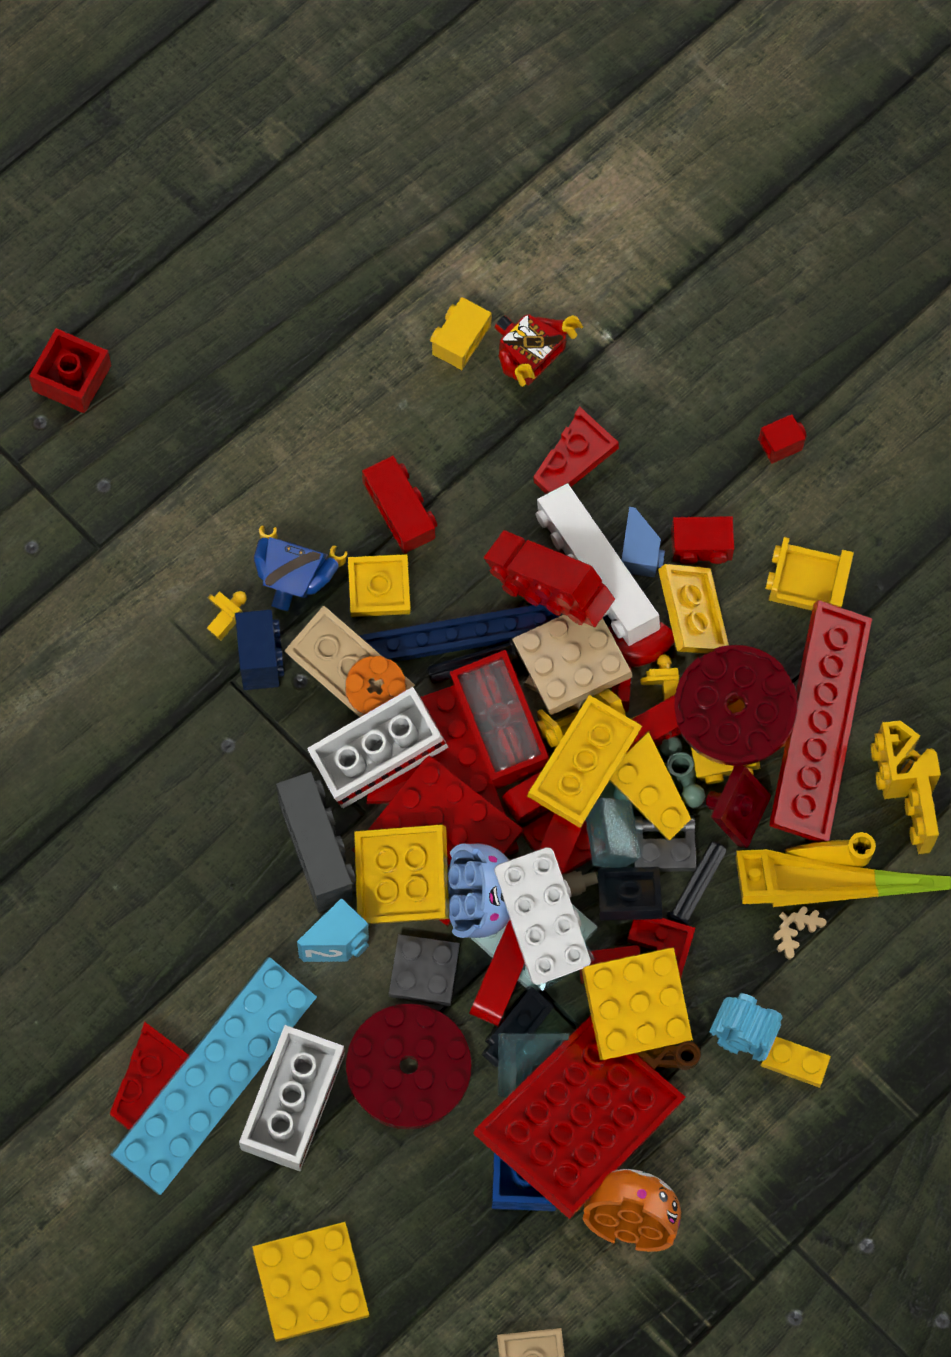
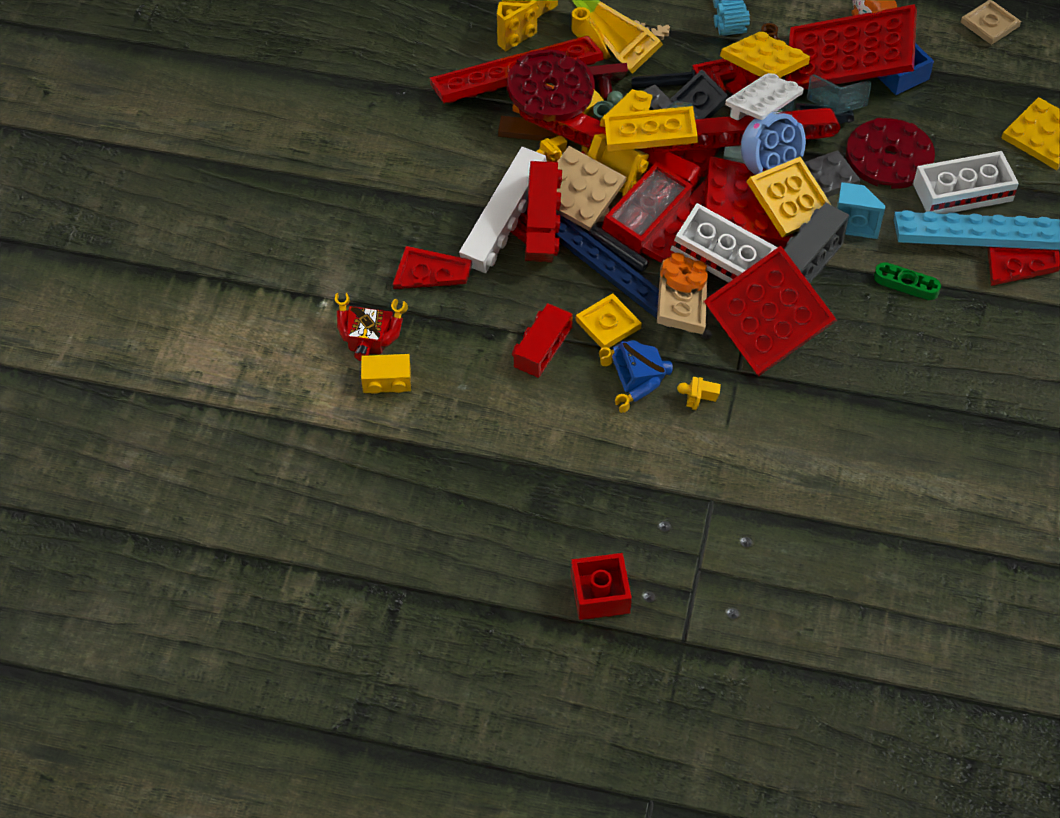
camera: 120 degrees left, 15 degrees down
(213, 949) = (912, 289): none -> green beam
(259, 649) = (713, 348): dark blue brick -> none
(259, 732) = (770, 310): none -> red plate
(641, 546) = (469, 204): medium blue slope -> none
(693, 608) = (494, 154): yellow plate -> none
(702, 539) = (440, 176): red brick -> none
(782, 438) = (337, 171): red brick -> none
(808, 576) = (423, 116): yellow panel -> none

